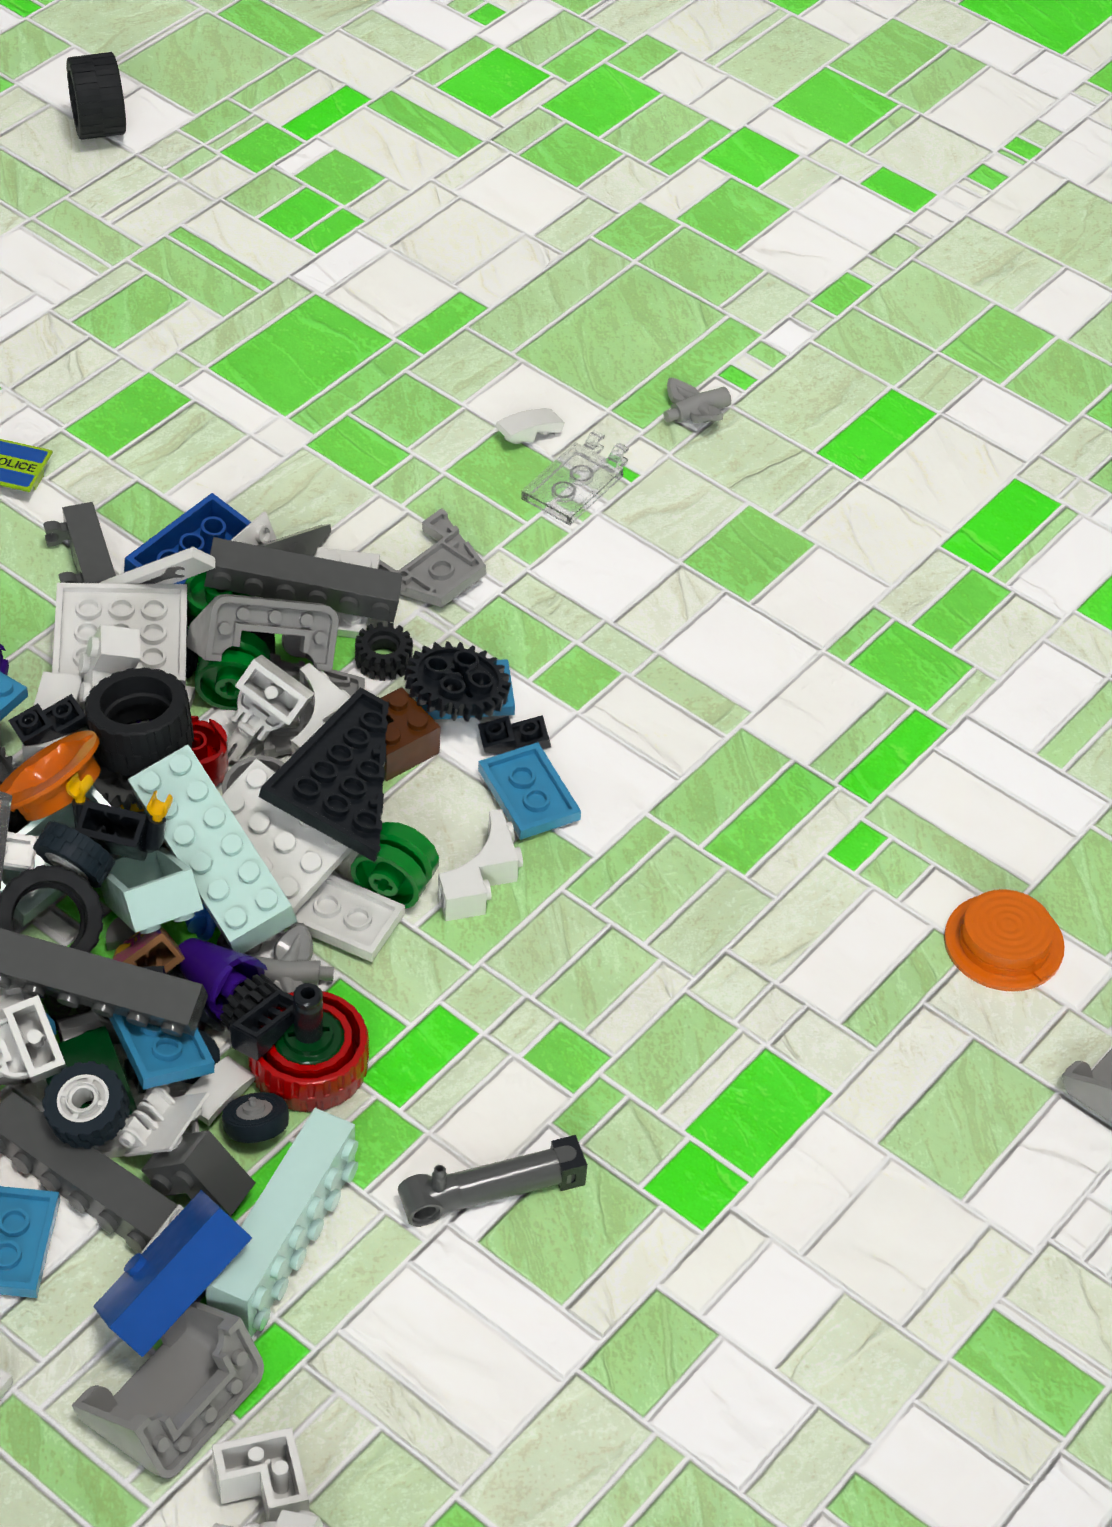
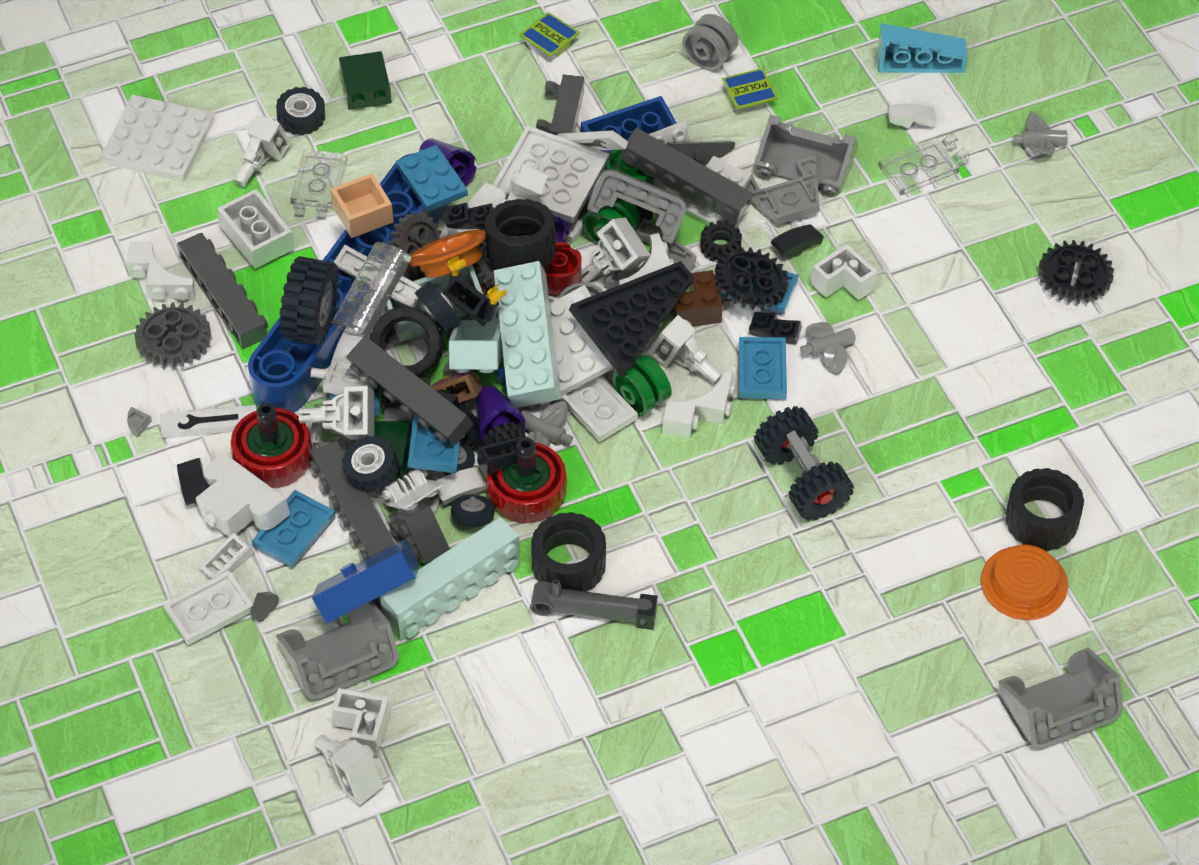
camera: 30 degrees right, 5 degrees up
(25, 1368) = (264, 604): none -> dark grey tile
(233, 410) = (710, 41): none -> light grey wheel
(311, 454) = (749, 88): none -> piece
(402, 506) = (786, 144): none -> light grey windscreen
(418, 799) = (679, 345): none -> white brick
(422, 1089) = (575, 530): none -> black tyre
(478, 617) = (795, 239): none -> black slope
(495, 348) = (919, 51): none -> medium azure wedge
(564, 633) = (846, 270): none -> white brick
(597, 731) = (828, 344): none -> light grey plant
(627, 862) = (822, 485): none -> black plate
(816, 551) = (1093, 277): none -> black gear
(985, 811) = (1047, 486): none -> black tyre

